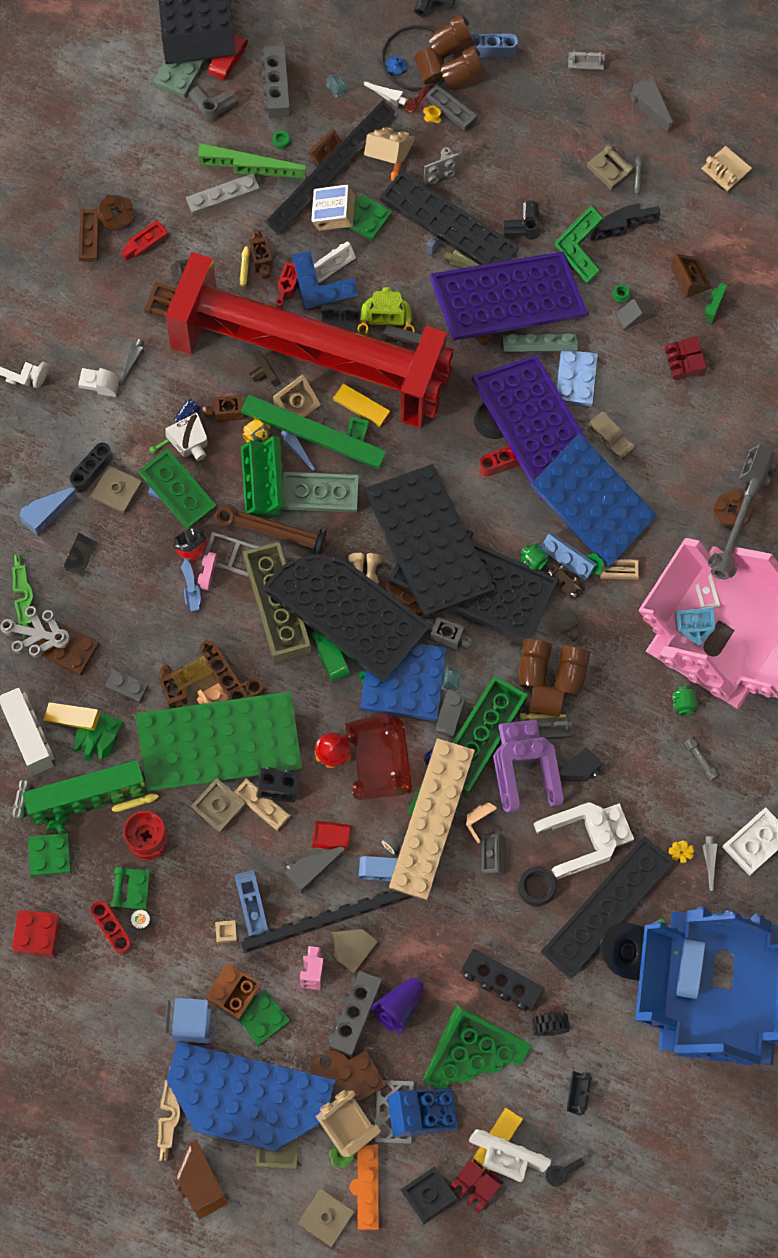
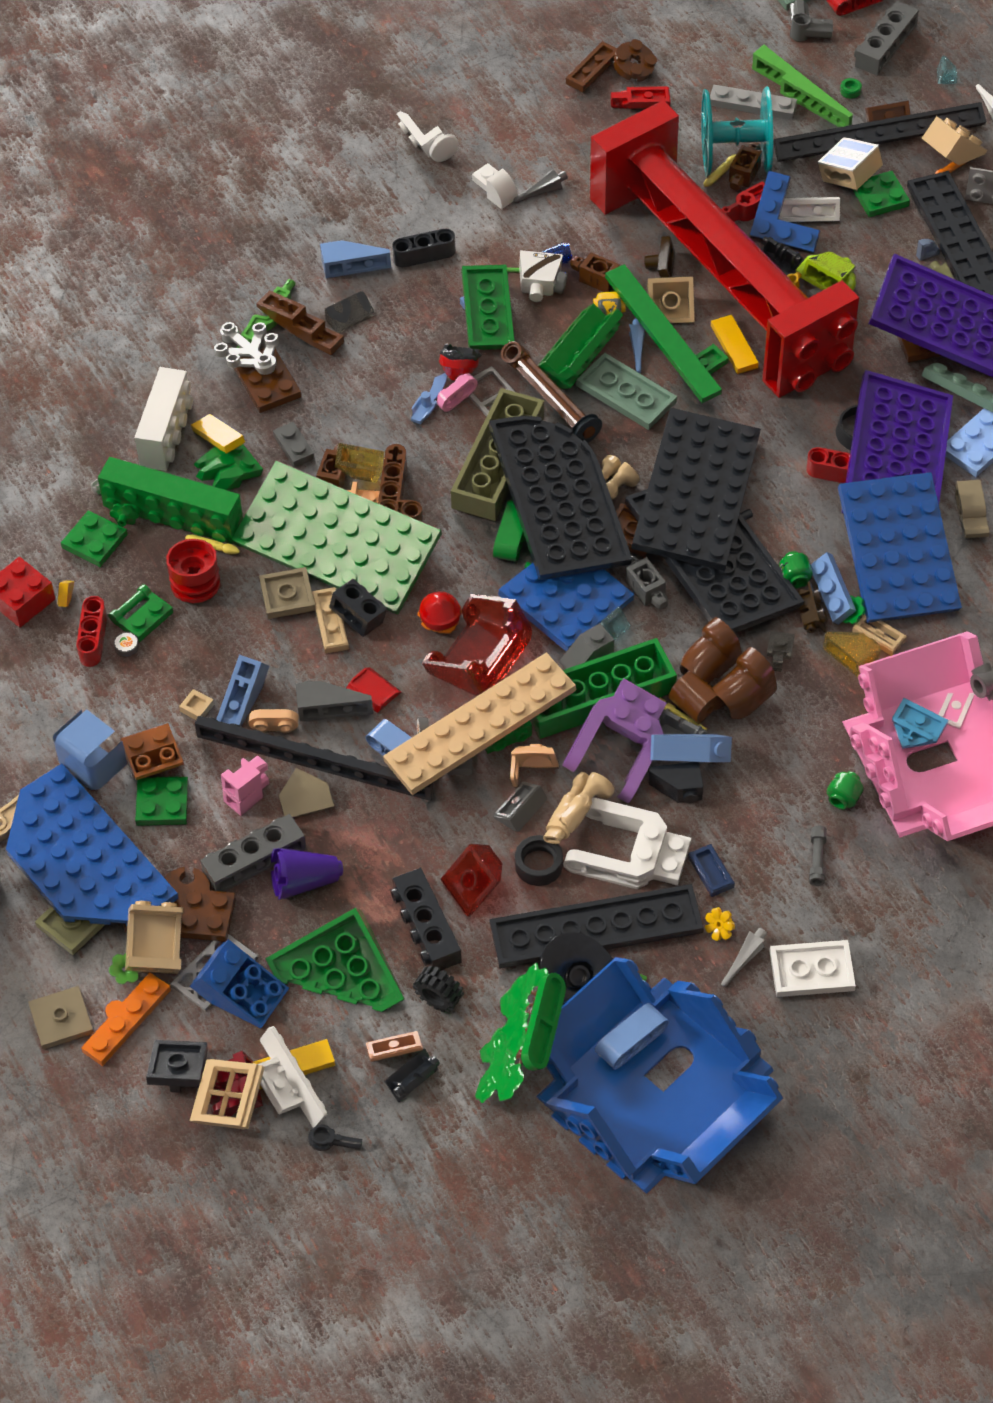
camera: 40 degrees right, 15 degrees down
(53, 586) = (297, 321): none -> reddish brown slope
(66, 911) = (65, 593): none -> yellow tile
(116, 489) = (432, 281): dark tan plate -> none
(209, 433) = (561, 282): none -> dark grey tile
(262, 223) = (724, 132): none -> teal piece
(282, 913) = (273, 720): none -> light nougat plate
(466, 1202) = (248, 1097): none -> tan piece
(509, 929) = (473, 876): none -> clear red slope
(535, 838) = (576, 805): none -> tan piece
(554, 1083) = (394, 1046): none -> nougat slope
(576, 739) = (691, 747): none -> medium blue slope
(615, 594) = (851, 649): none -> clear yellow slope
(624, 1028) = (518, 1039): none -> green plant
(645, 815) = (711, 870): none -> dark blue tile

